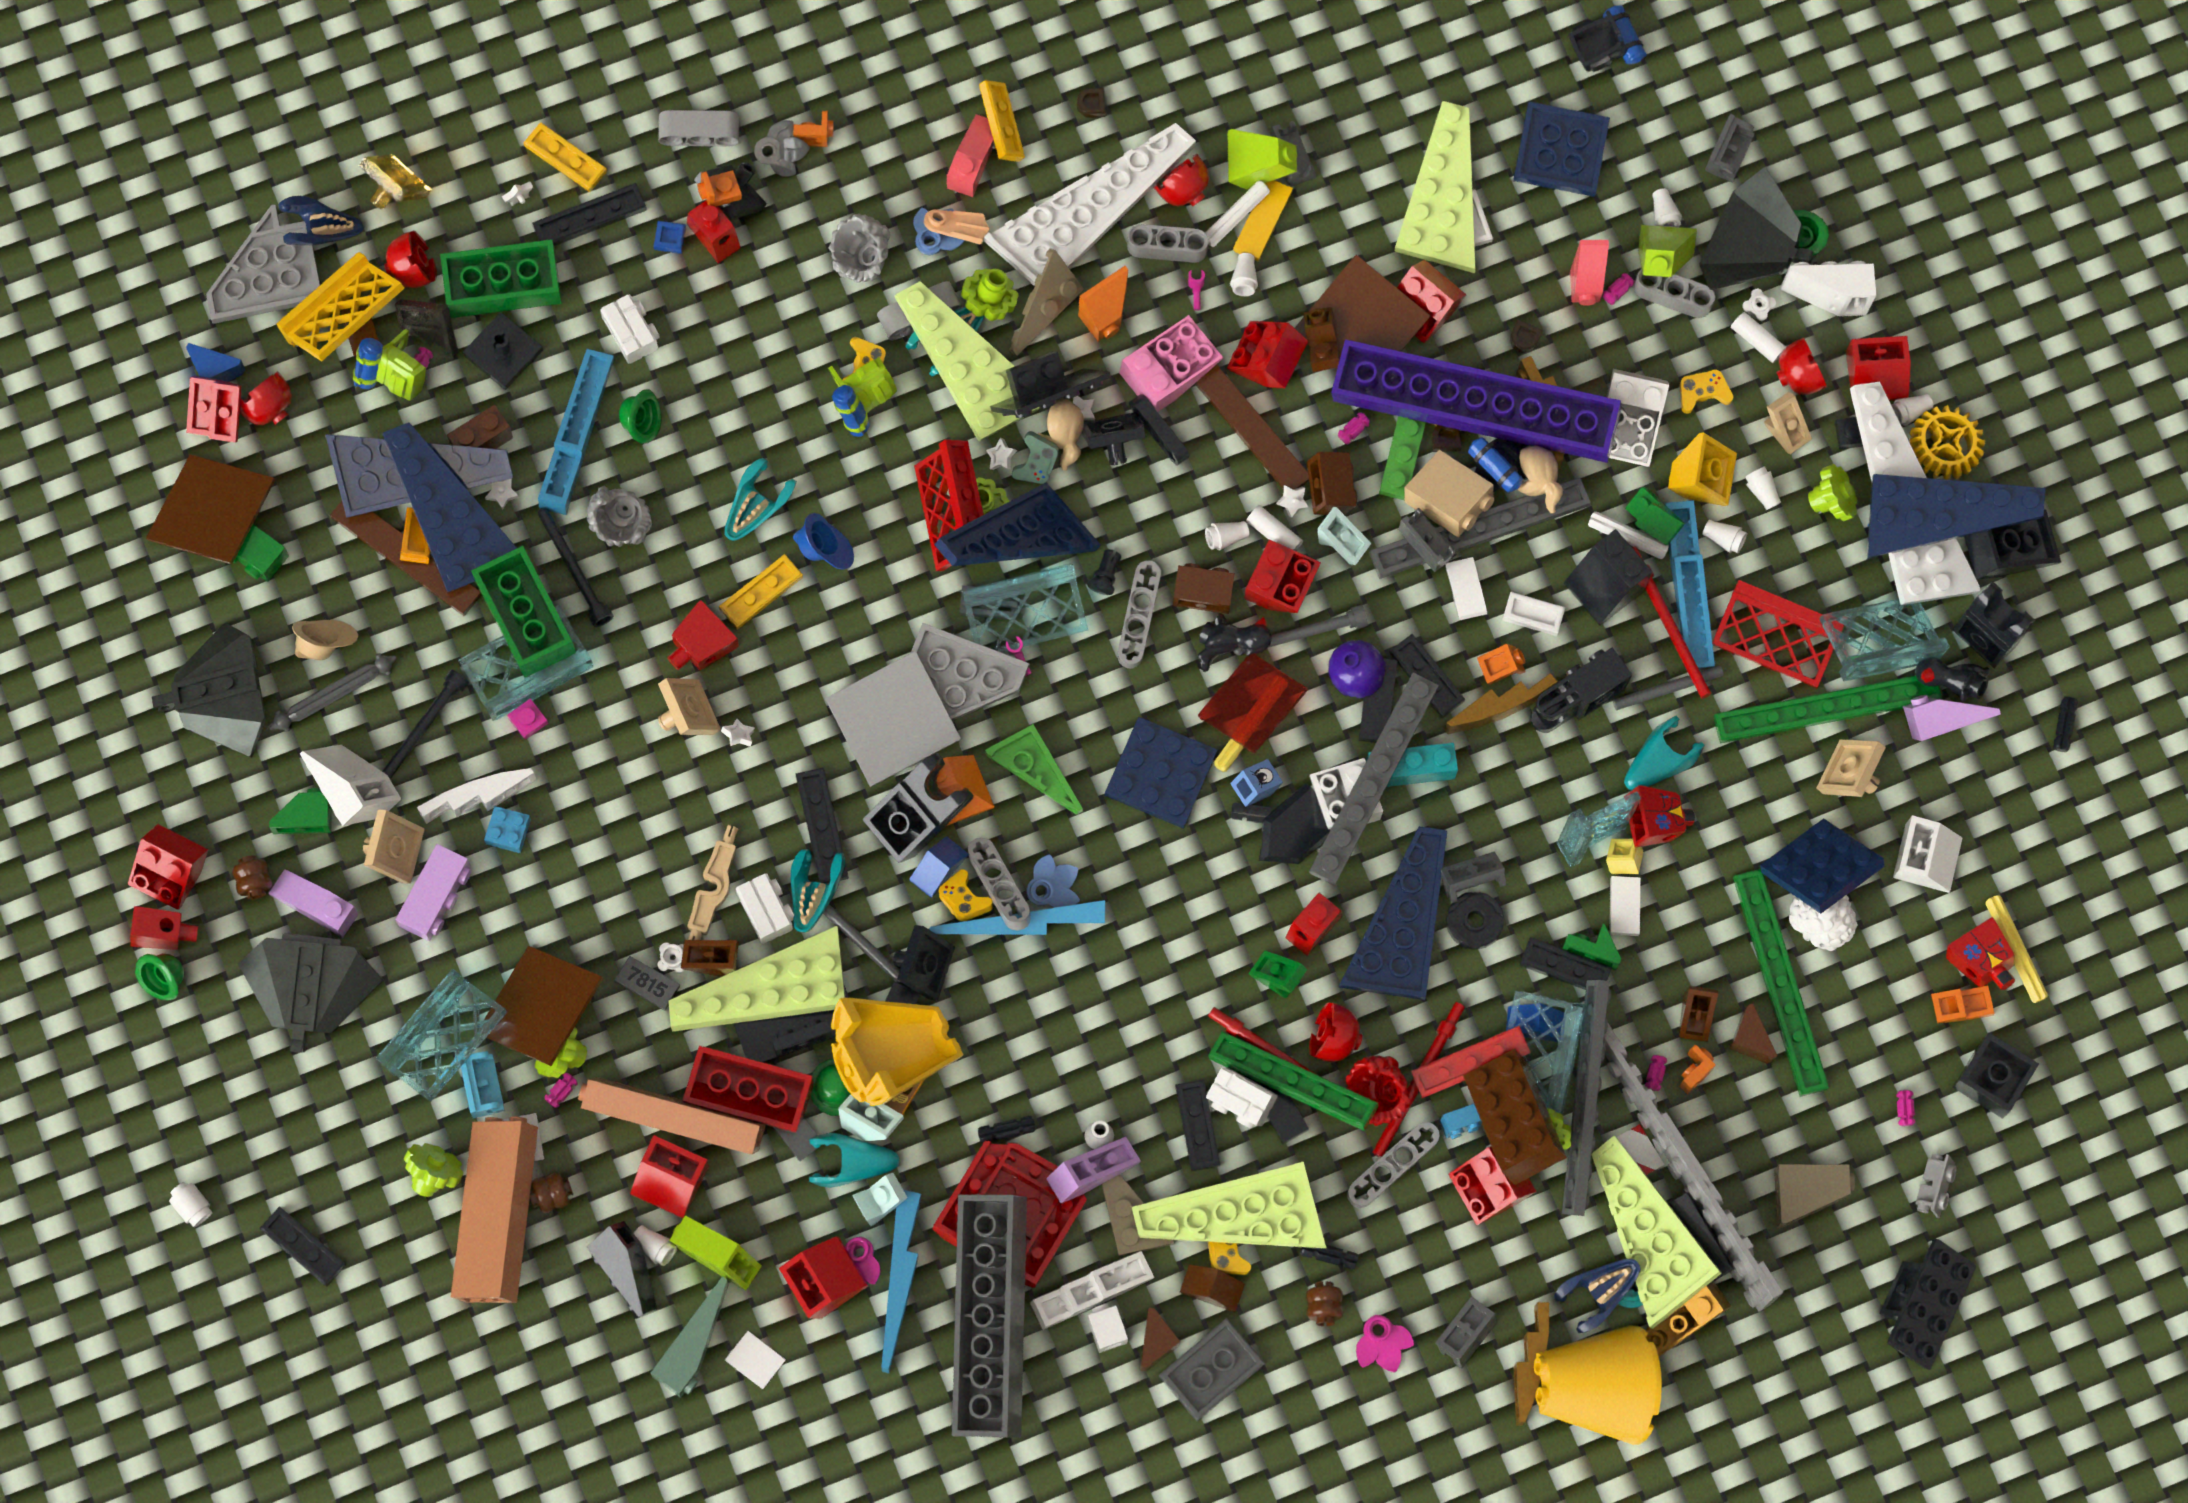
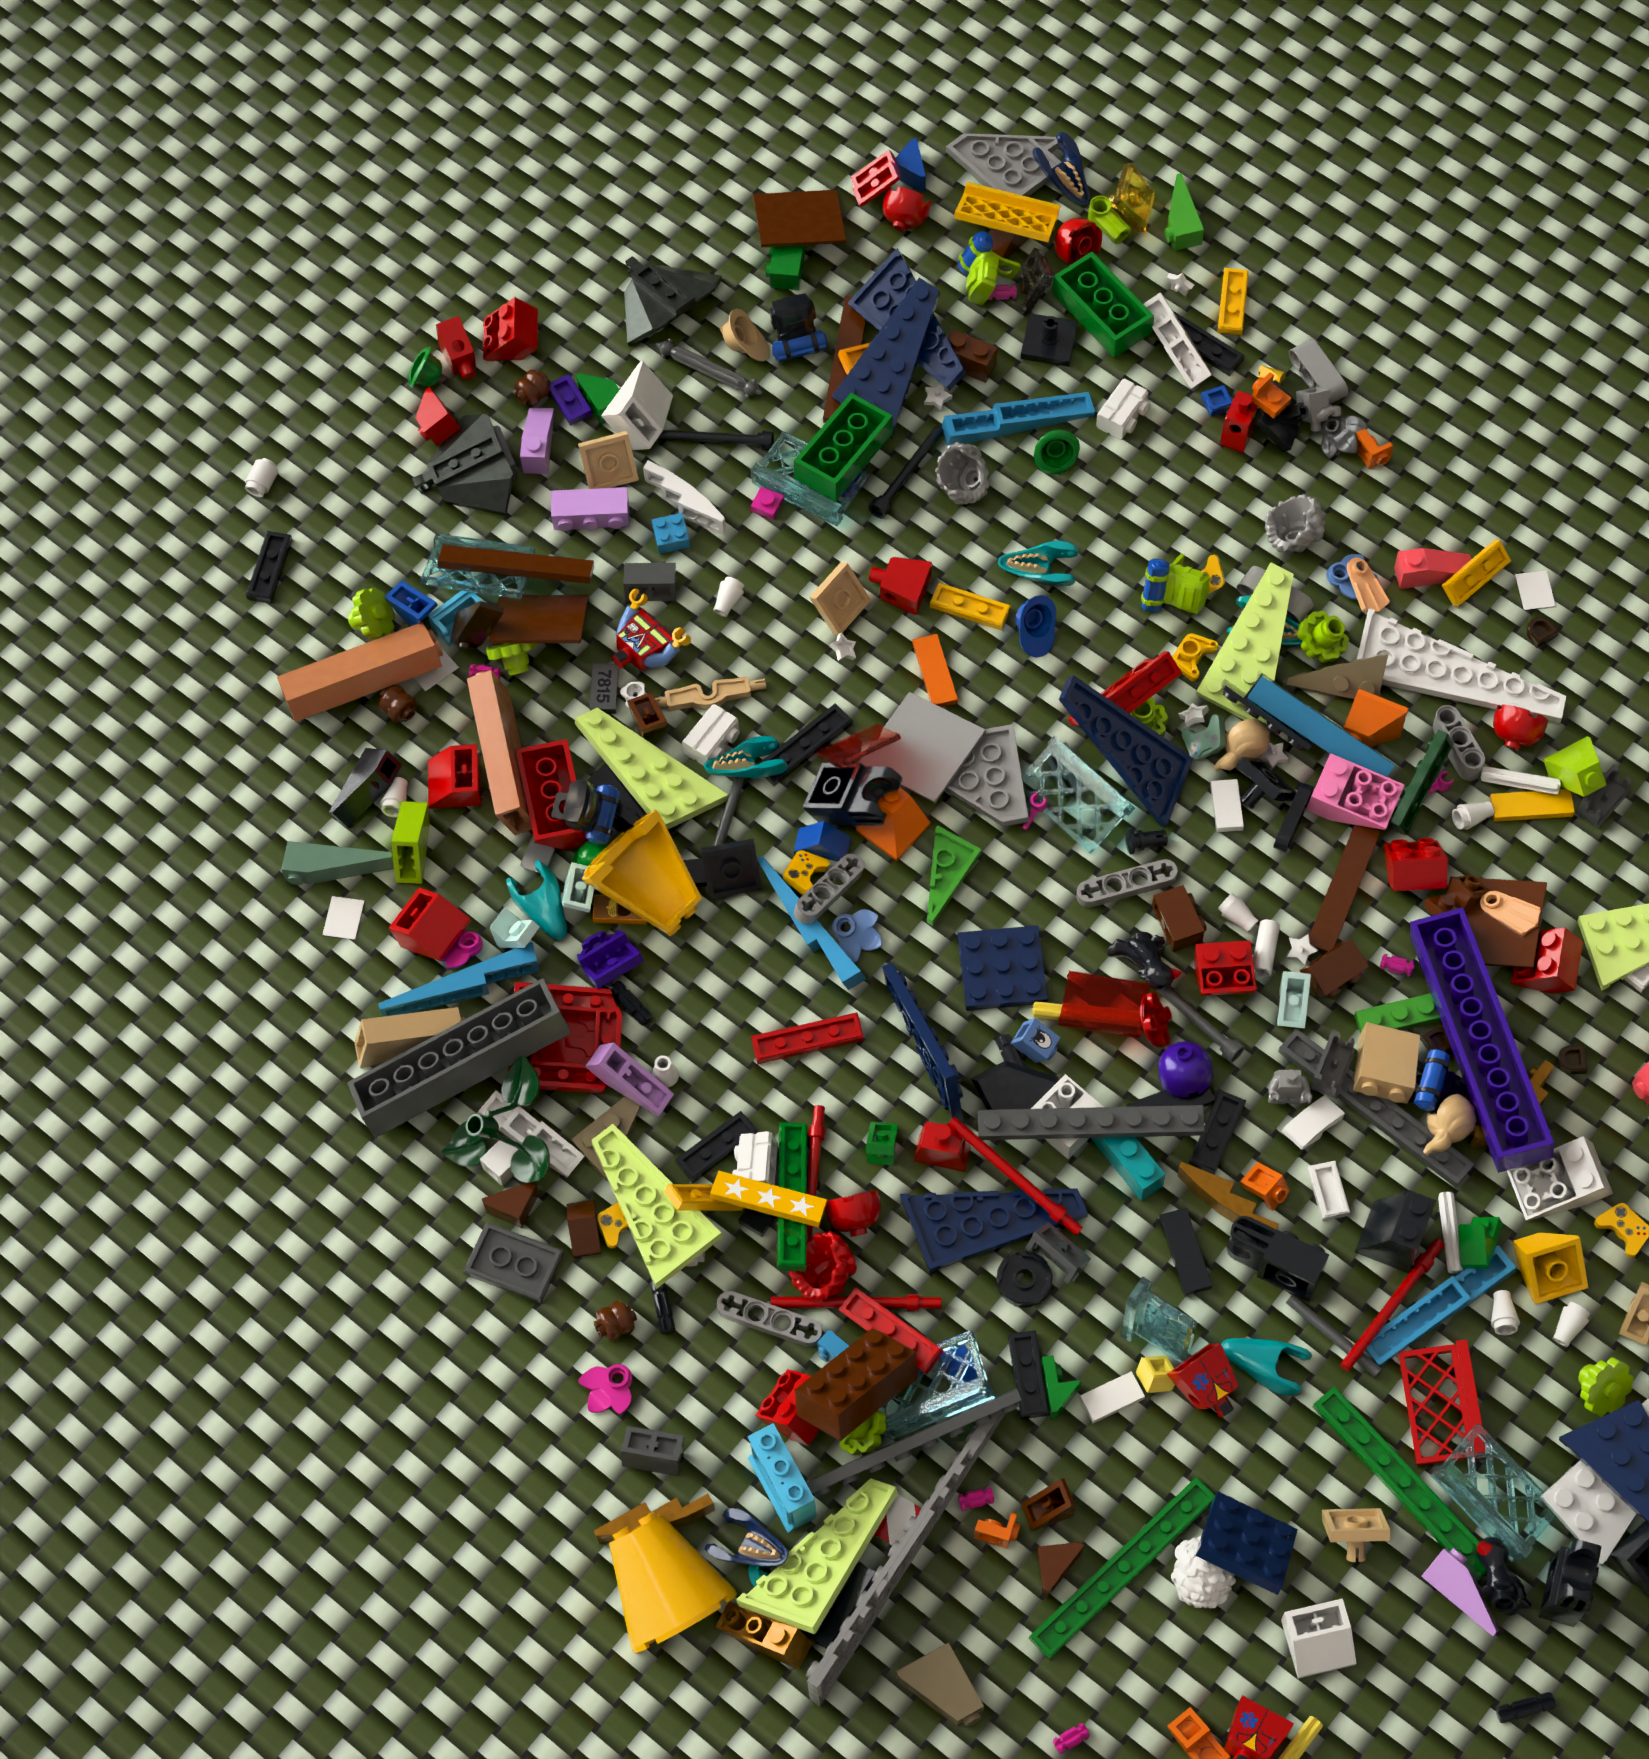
camera: 70 degrees right, 10 degrees down
(230, 992) = (435, 419): none -> slope
(287, 848) = (569, 400): none -> dark purple plate
(347, 584) = (795, 328): none -> black piece
(403, 218) = (1108, 219): none -> lime piece
(445, 148) = (1184, 224): none -> bright green slope
(445, 1123) = (410, 603): none -> blue slope
(463, 997) = (516, 564): none -> reddish brown tile
(514, 1072) = (474, 624): none -> dark brown slope
(554, 877) = (653, 579): none -> dark grey hinge
(585, 235) = (1177, 342): none -> white slope
(614, 810) = (728, 595): none -> white cone
(621, 916) = (644, 639): none -> torso
(680, 172) = (1279, 375): none -> yellow slope
(738, 149) = (1318, 406): none -> light grey piece
(802, 1059) = (588, 809): none -> black piece
(813, 663) = (934, 671): none -> orange tile
(865, 776) = (858, 745): none -> clear red piece
(928, 1356) = (389, 1036): none -> tan slope
(931, 421) = (1190, 652): none -> yellow piece
(949, 1126) = (607, 957): none -> dark purple slope
(1045, 81) = (1535, 590): none -> white sticker
(1076, 1349) = (468, 1141): none -> dark green plant
(1088, 355) = (1316, 726): none -> dark azure slope
(1110, 481) = (1226, 805): none -> white tile
(1133, 986) = (807, 1038): none -> red tile
(1186, 288) = (1425, 775): none -> dark green plate
(1209, 880) = (932, 1055): none -> dark blue wing
(1255, 1159) = (696, 1198): none -> yellow tile
(1291, 666) = (1155, 1020): none -> red dish
(1292, 1102) = (768, 1199): none -> yellow tile
(1365, 301) = (1511, 912): none -> light nougat piece
(1423, 588) = (1289, 1087): none -> light grey piece
(1434, 856) = (1057, 1212): none -> red bar
(1524, 767) = (1185, 1251): none -> black tile
(1558, 1230) = (781, 1478): none -> medium azure window

